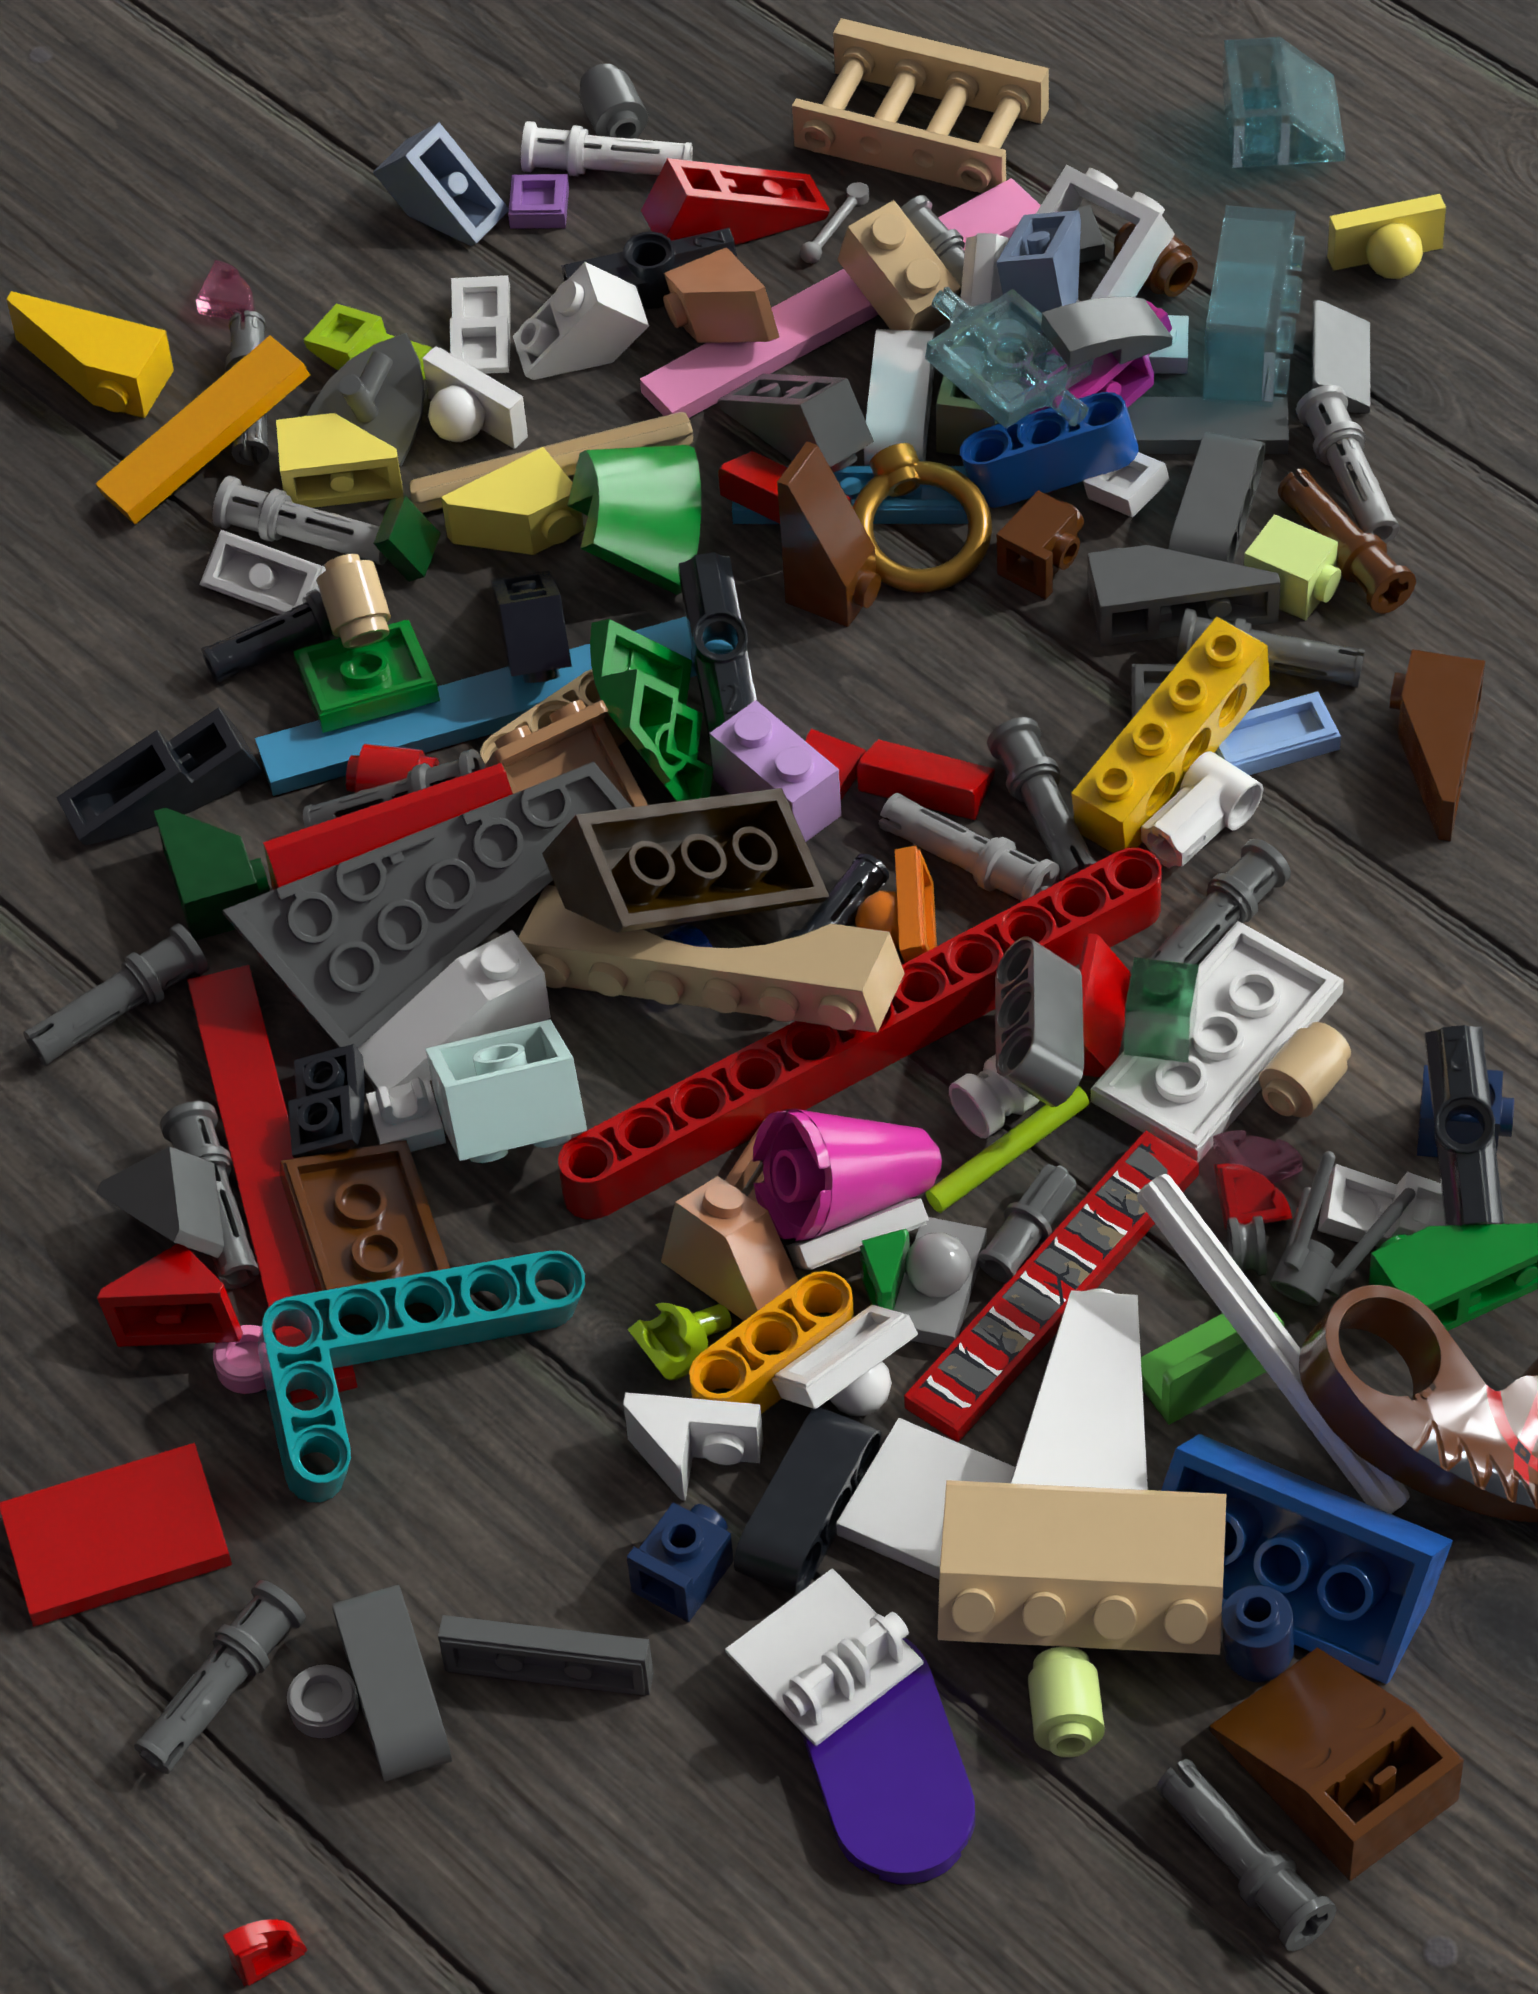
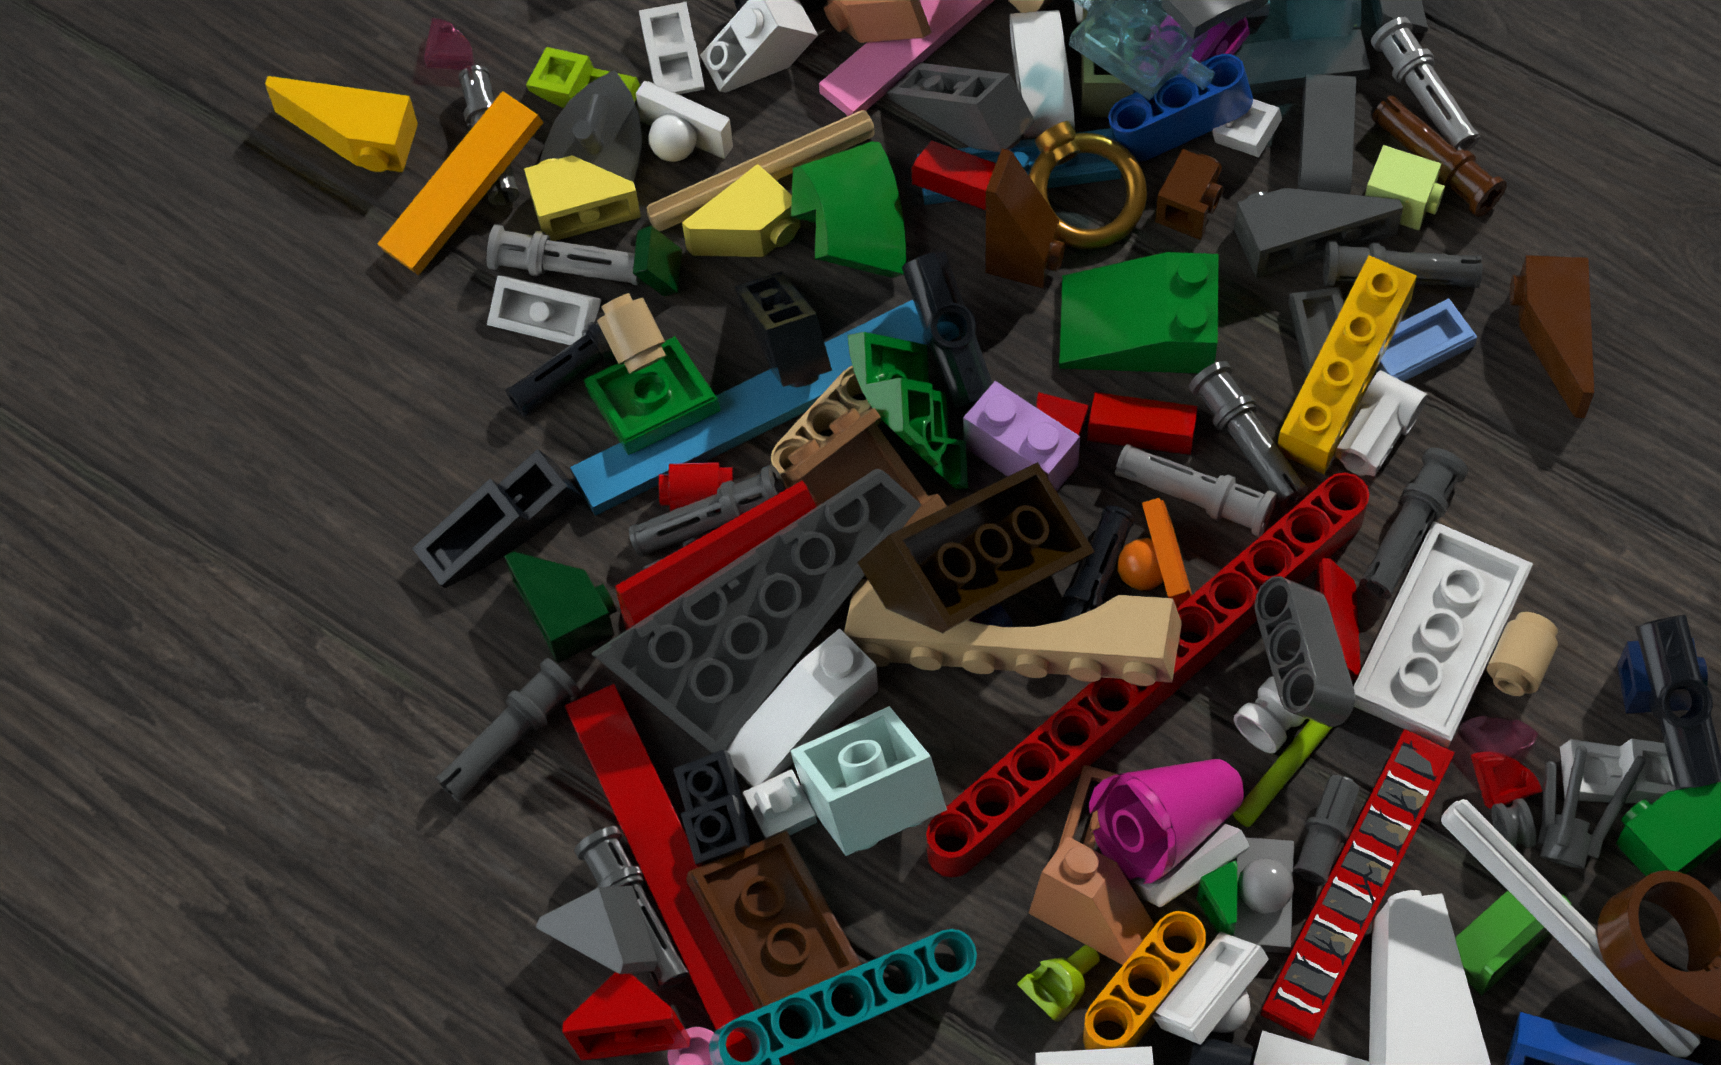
camera: 10 degrees left, 10 degrees up
(953, 662) = (1142, 315): none -> green slope
(1161, 1009) = (1399, 621): clear green brick -> none

